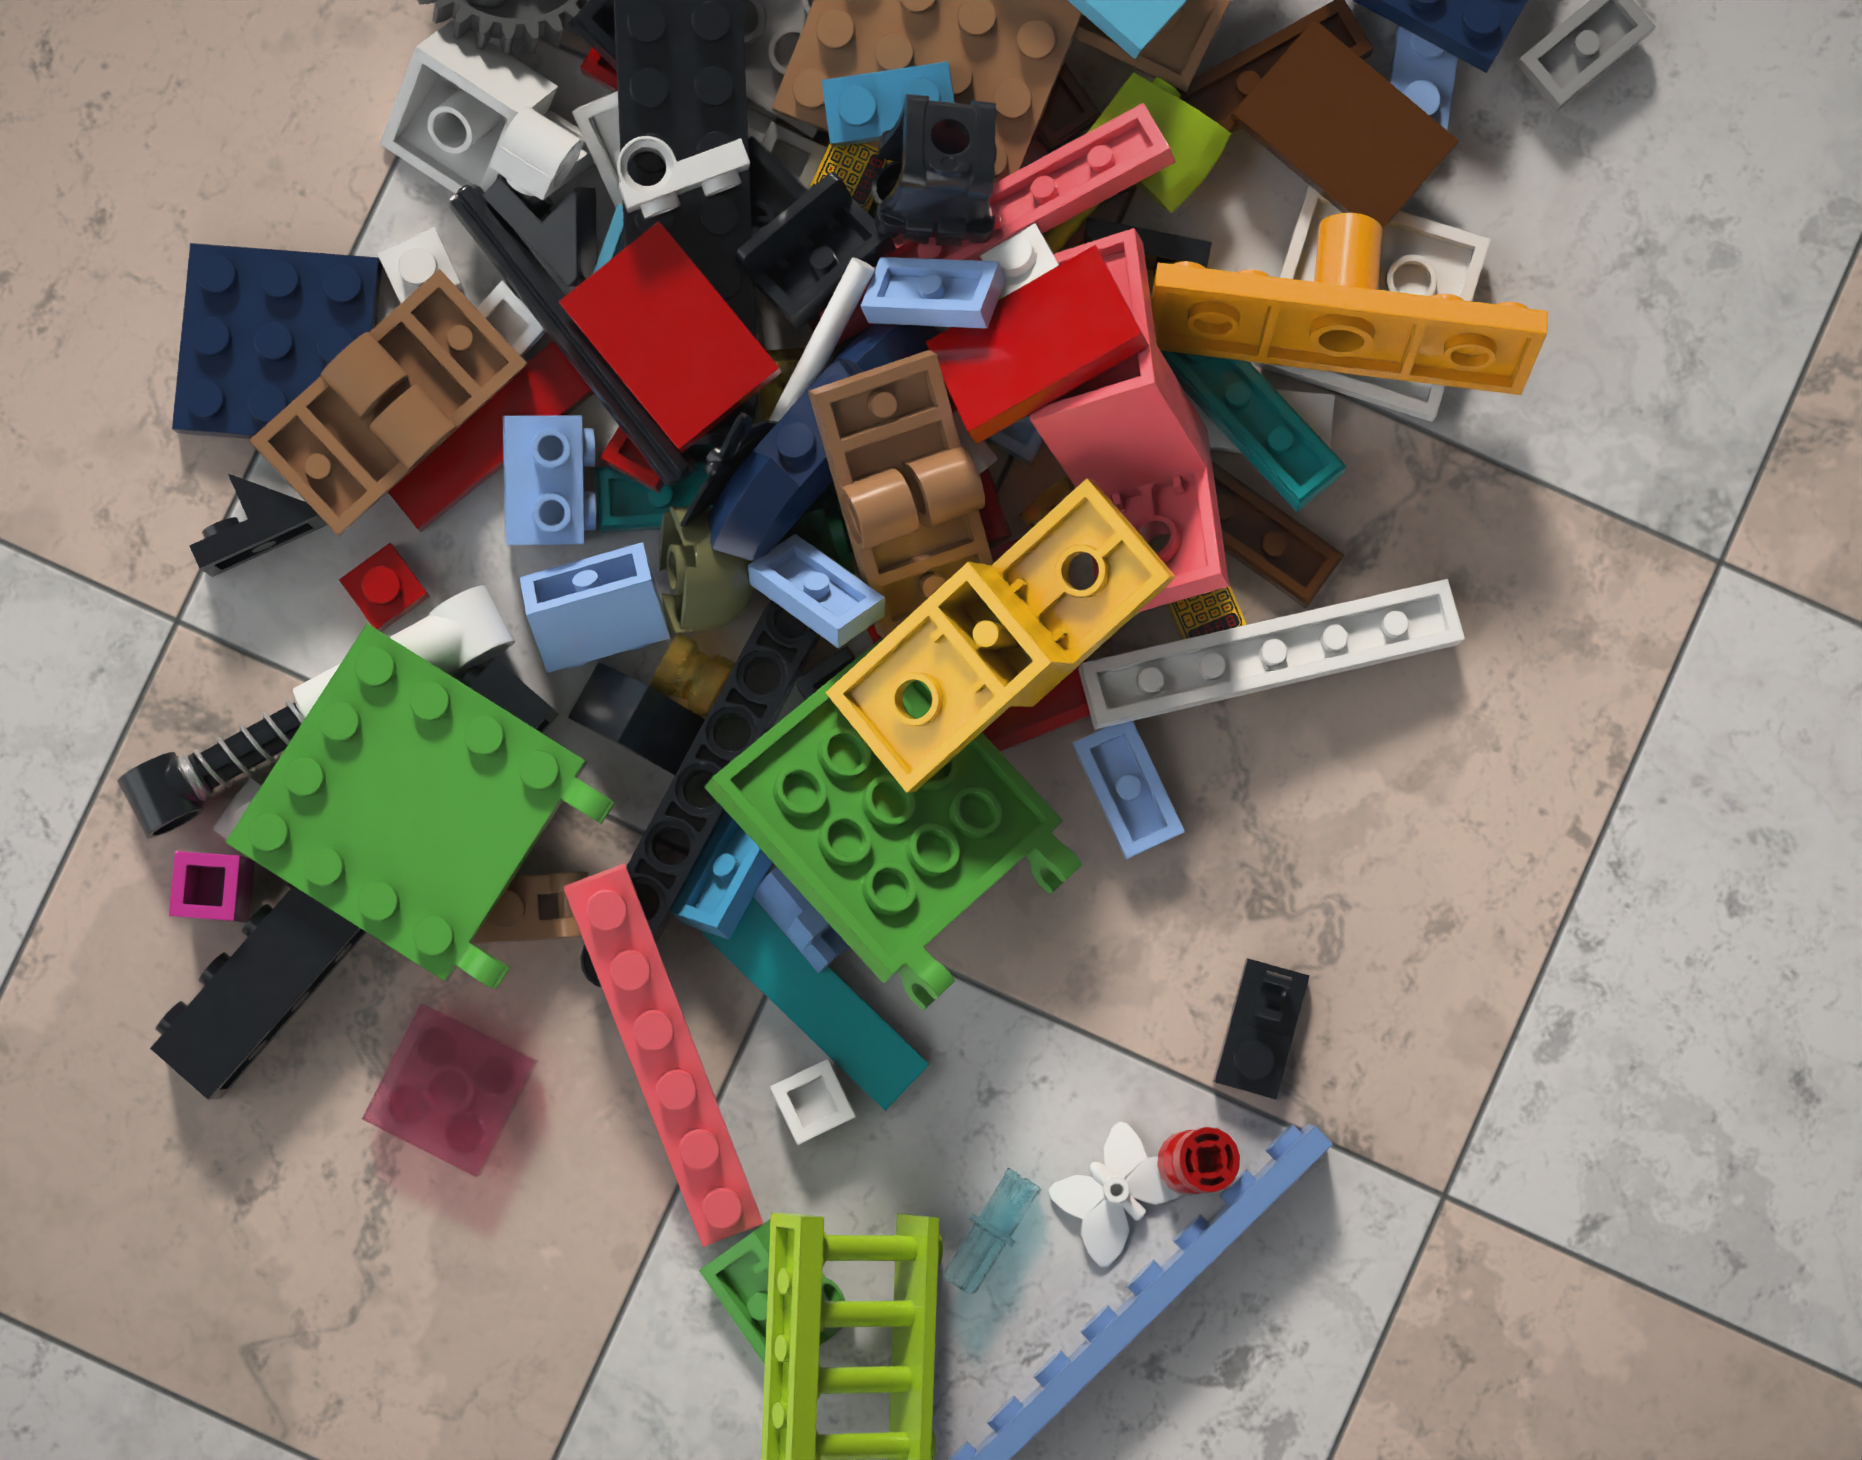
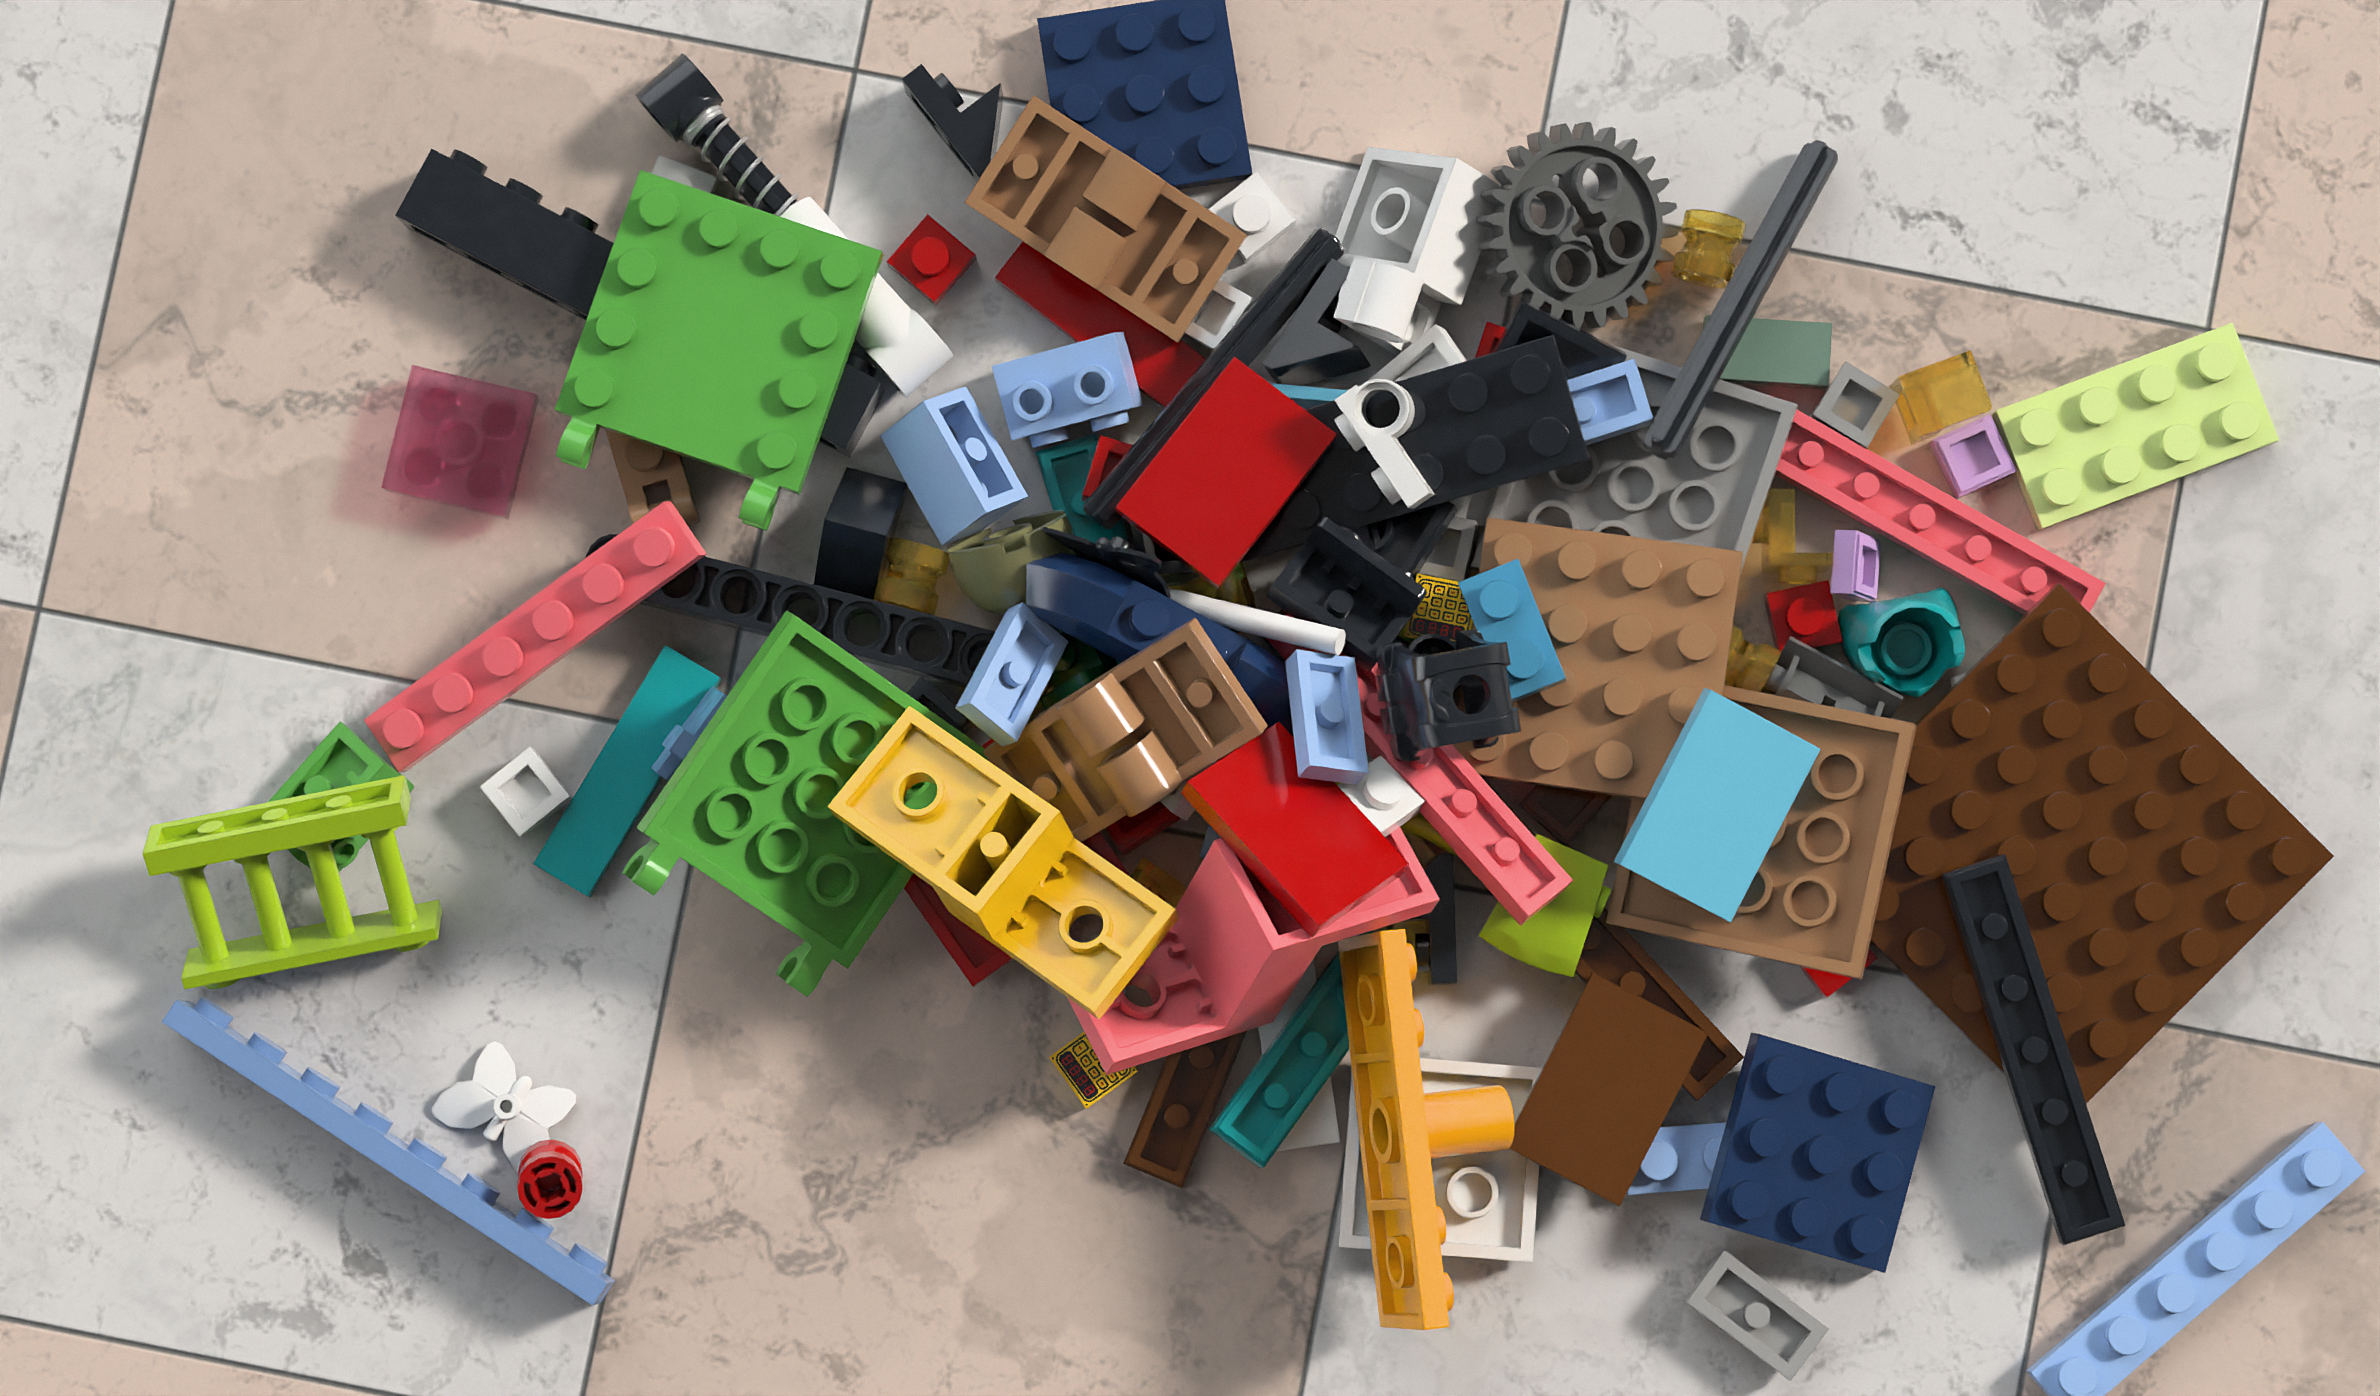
camera: 80 degrees right, 0 degrees up
(211, 887) = (598, 167): dark pink brick -> none
(722, 881) = (708, 651): dark azure plate -> none
(991, 1232) = (439, 994): clear light blue axle -> none
(1128, 788) = (900, 1027): light blue plate -> none
(1261, 1028) = (696, 1212): black plate -> none
(1270, 653) = (1063, 1137): white plate -> none

